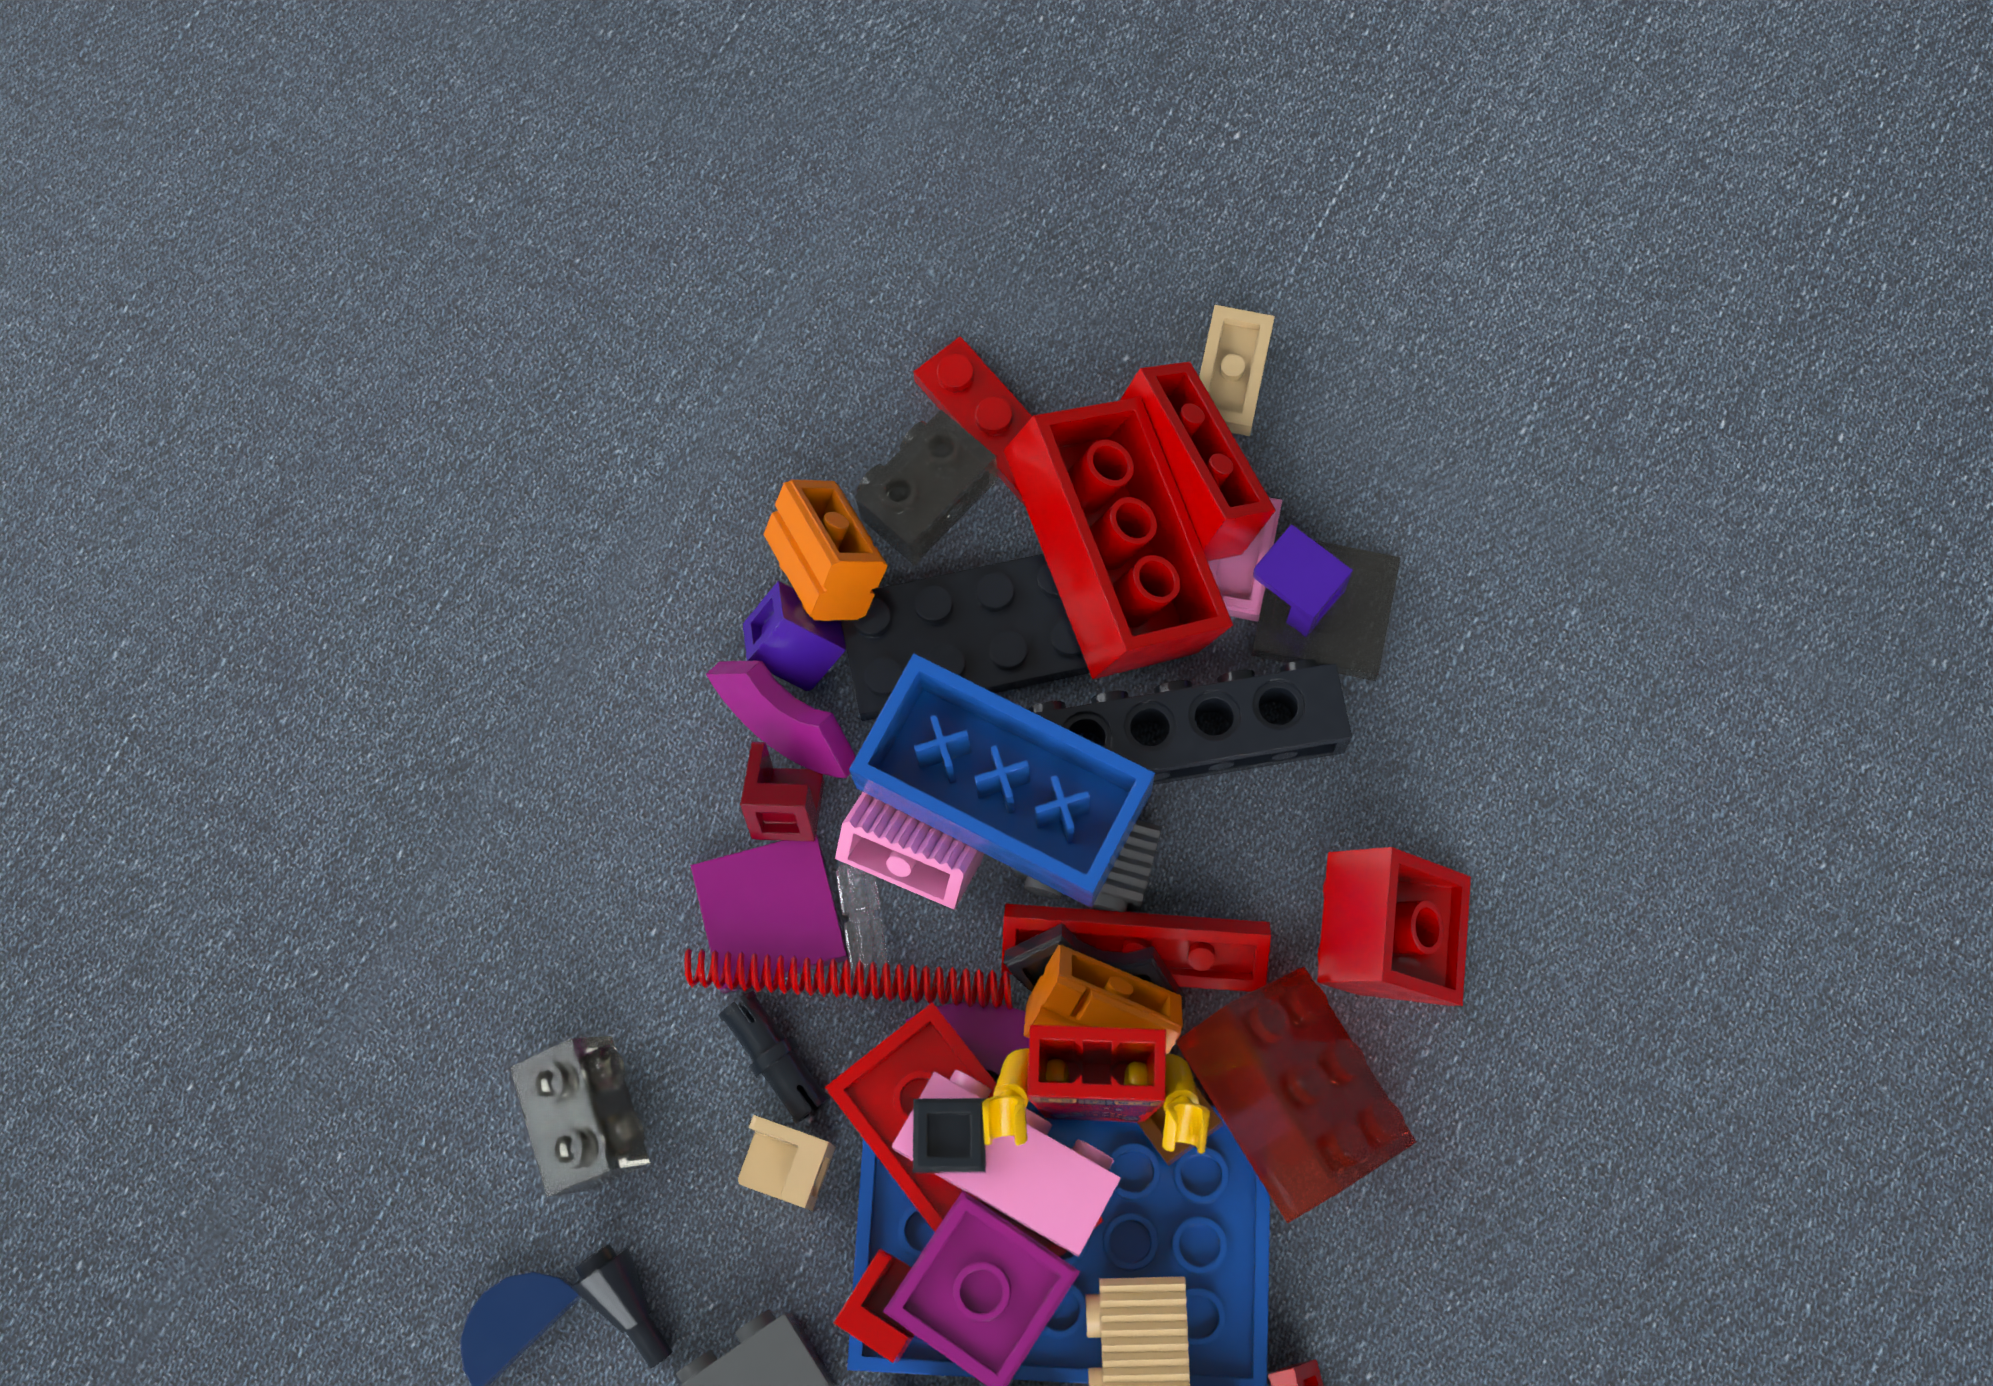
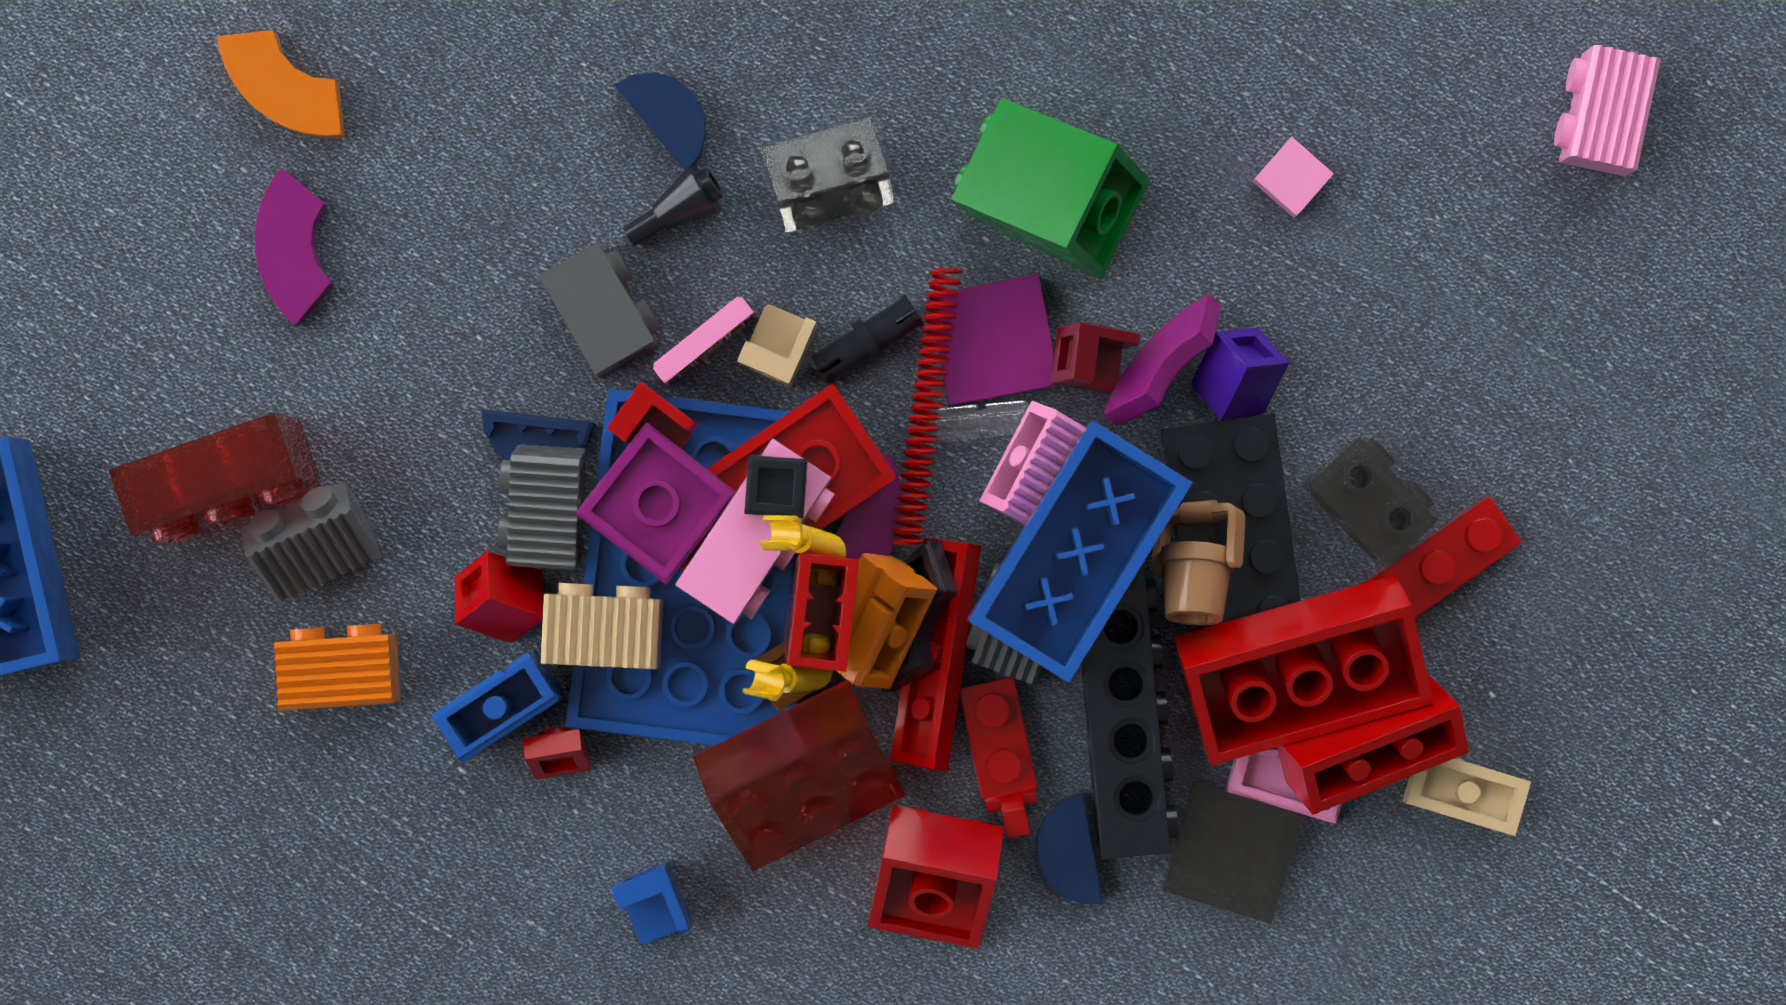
camera: 90 degrees right, 15 degrees up
(497, 286) = (1607, 110): none -> bright pink brick
(575, 599) = (1293, 177): none -> bright pink tile
(587, 857) = (1051, 186): none -> green slope
(783, 1254) = (704, 341): none -> bright pink tile
(824, 550) = (1312, 406): orange brick -> none
(1016, 652) = (1199, 572): none -> medium nougat piece
(1241, 867) = (1000, 750): none -> red hinge
(1303, 578) = (1251, 831): dark purple panel -> none
(1346, 784) = (1067, 851): none -> dark blue tile
(1468, 1266) = (653, 903): none -> blue panel

